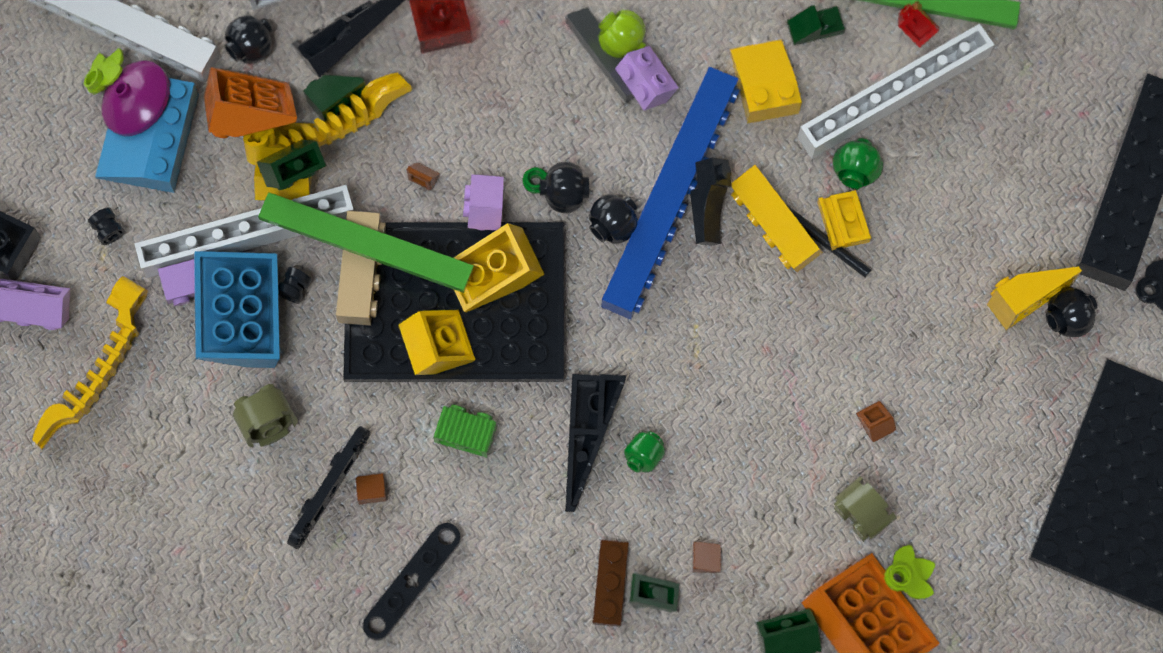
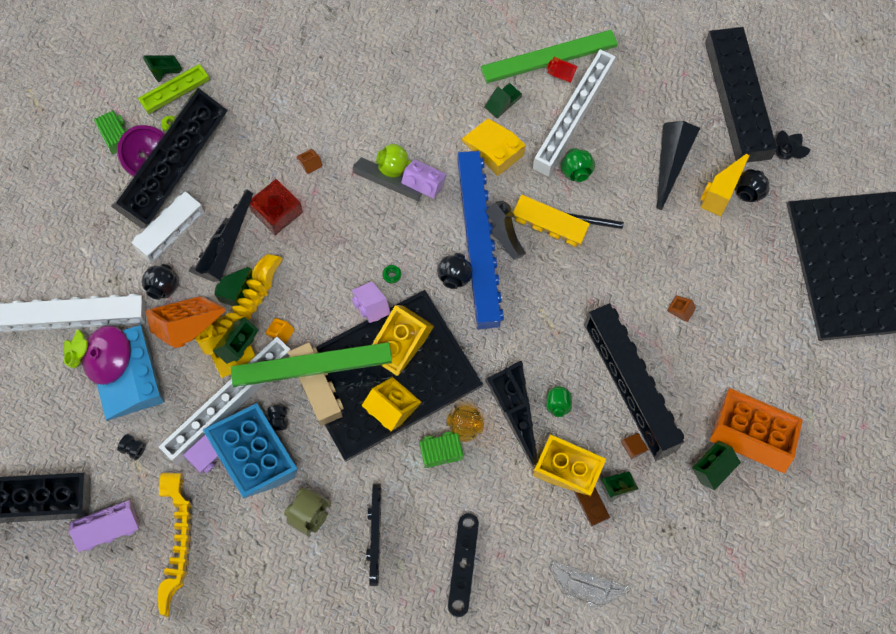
camera: 30 degrees left, 5 degrees down
(359, 178) = (280, 329): none -> light orange slope
(370, 488) = (402, 520): dark orange slope -> none
(422, 175) = (319, 308): dark orange slope -> none
(515, 415) = (466, 422): none -> clear yellow plant
(564, 187) = (414, 267): black plant -> none
(604, 535) = (569, 466): none -> yellow slope
(748, 478) = (633, 382): none -> black brick
(844, 220) = (590, 201): yellow plate -> none
(864, 508) = (711, 362): olive brick -> none
(913, 574) = (761, 386): lime plate -> none
(1005, 206) = (676, 145): none -> black wedge

